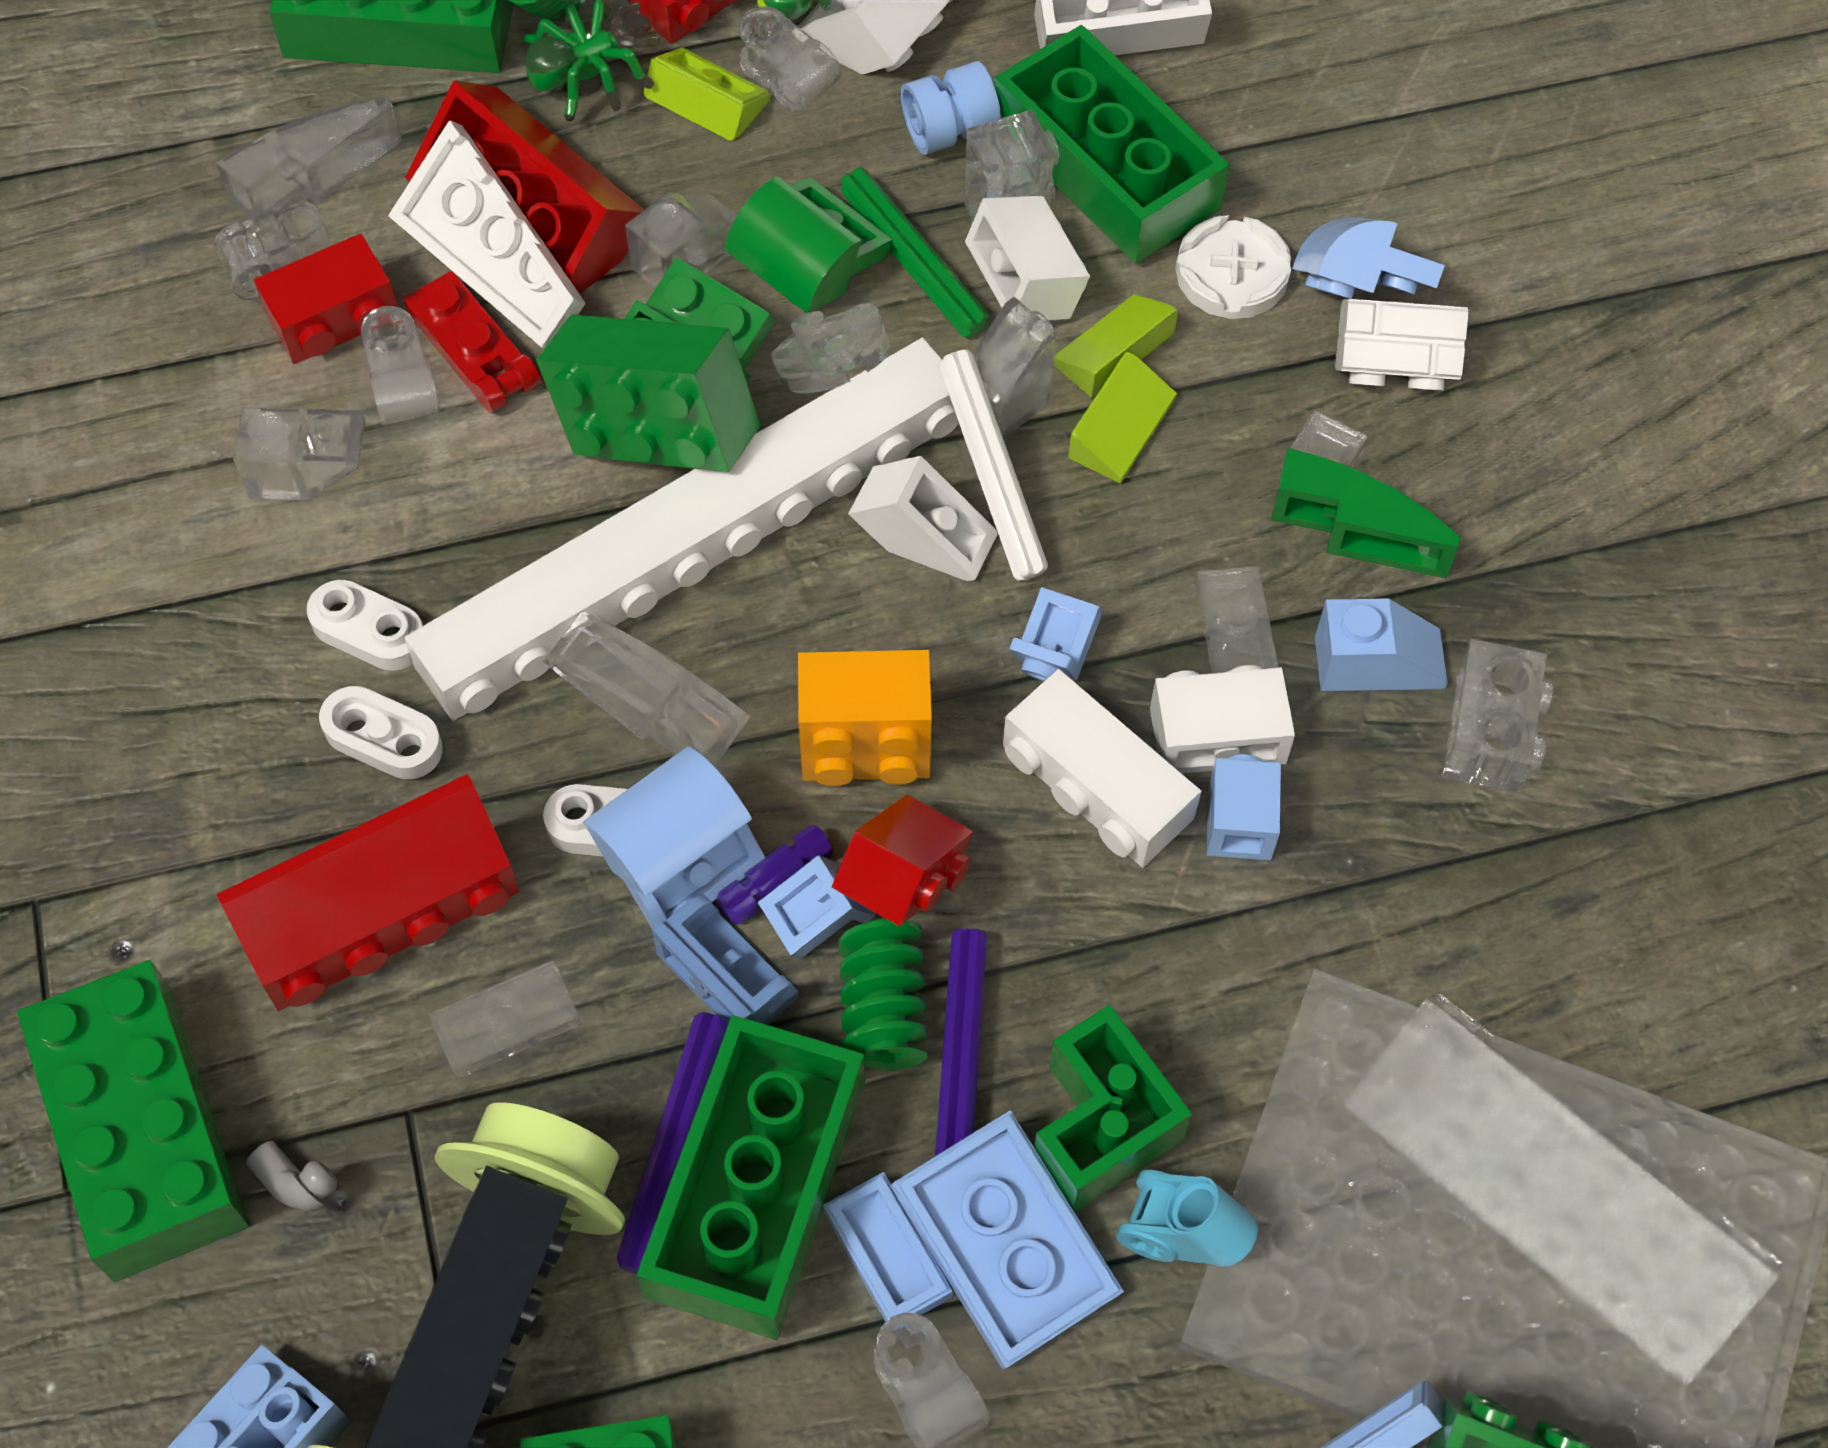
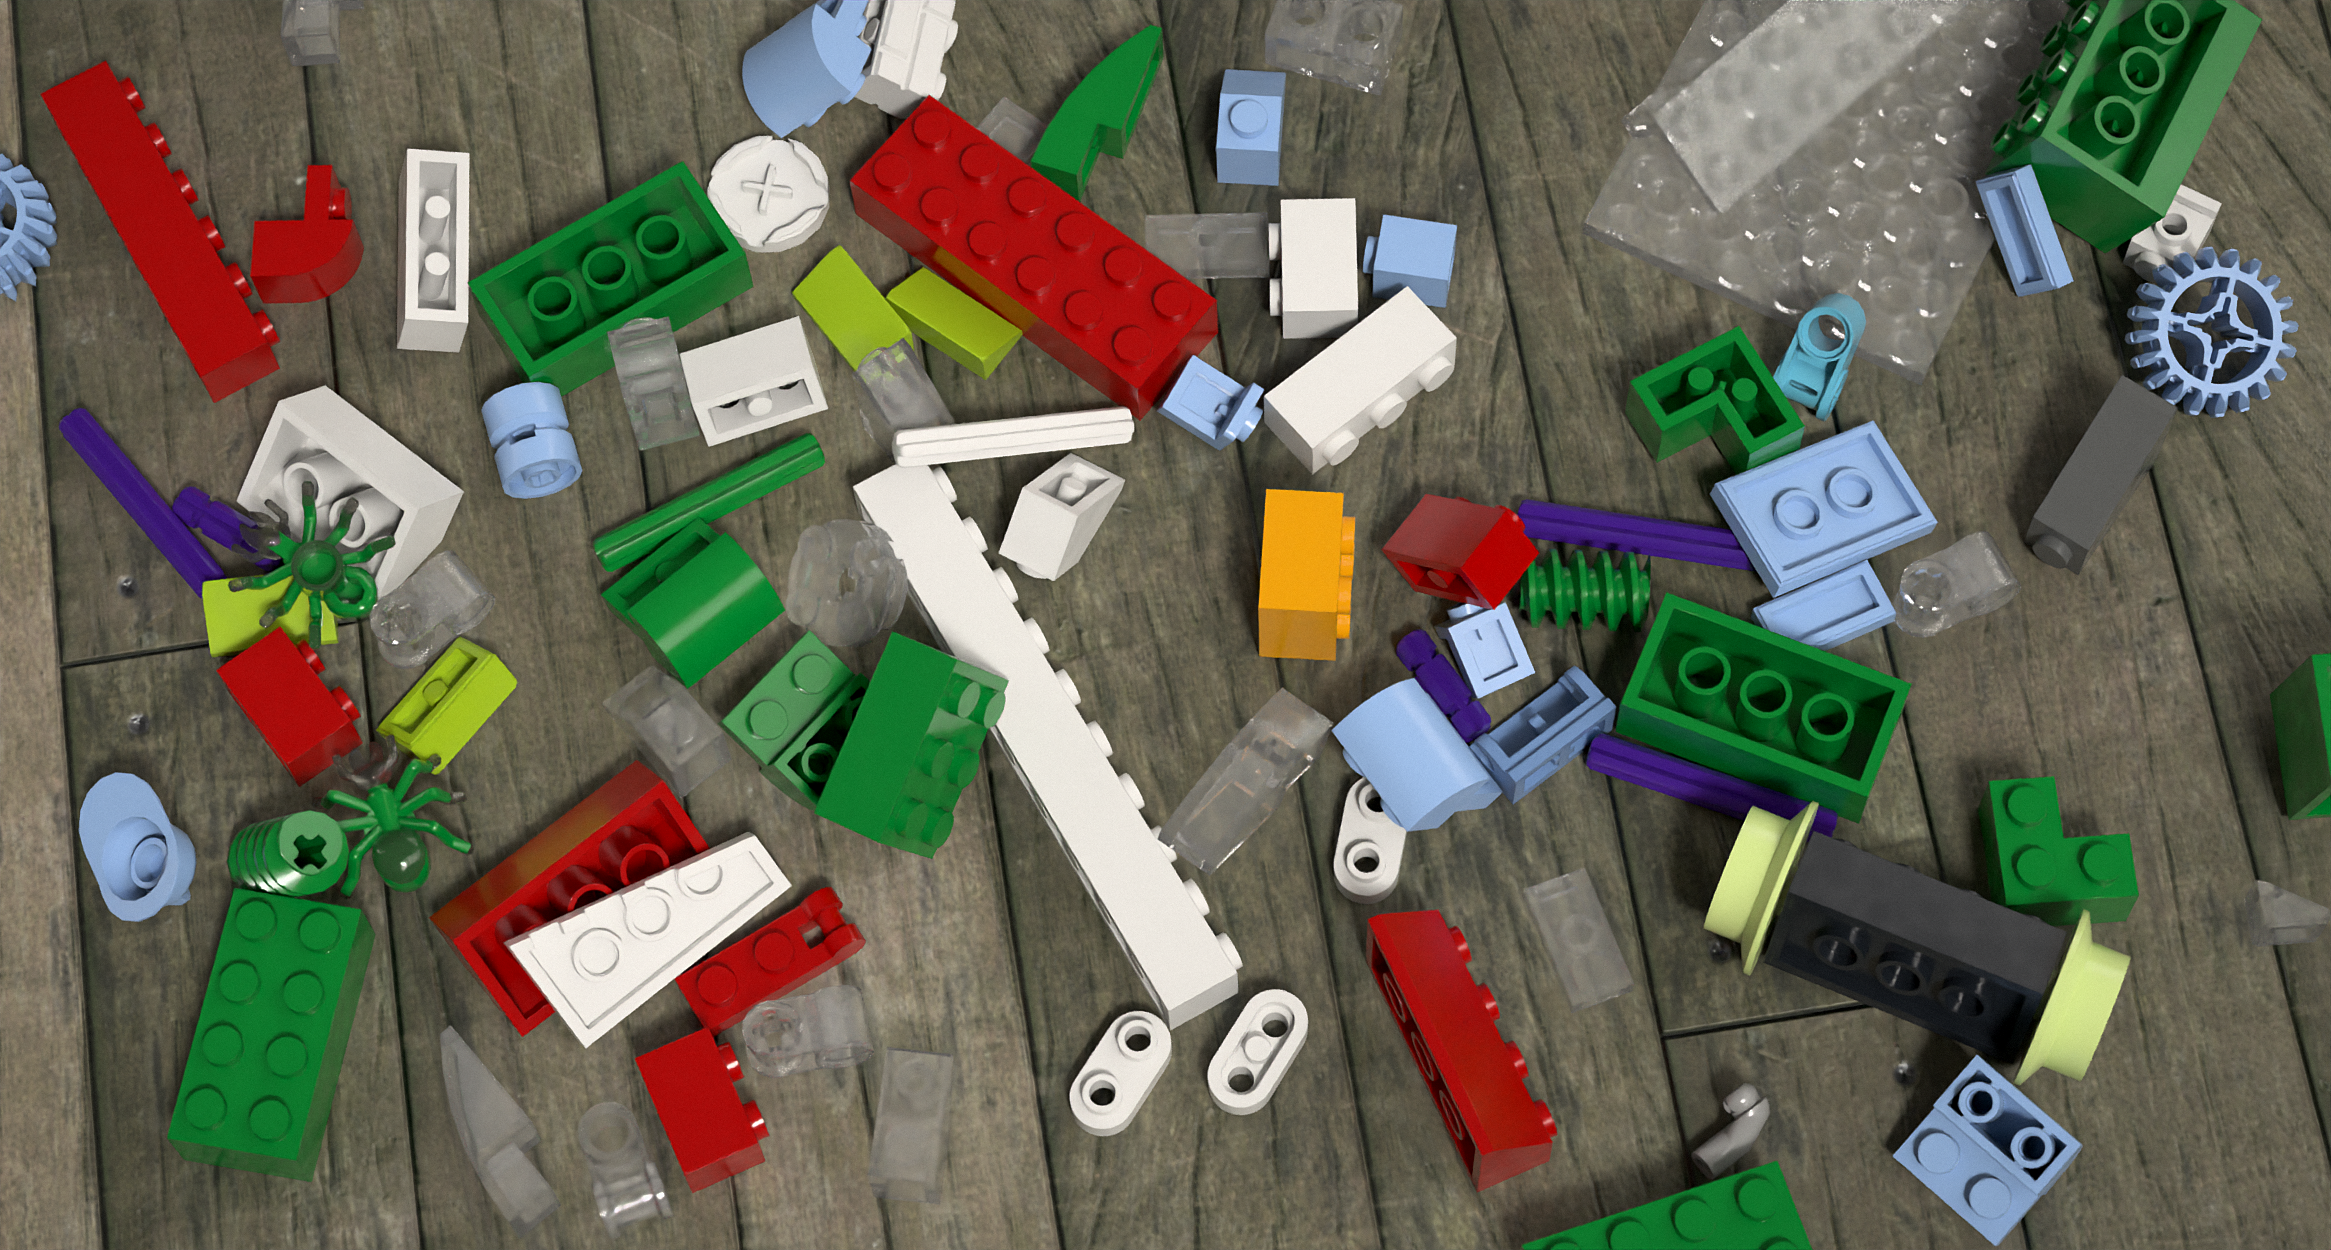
camera: 80 degrees left, 5 degrees up
(1191, 472) = (1034, 256): none -> red brick

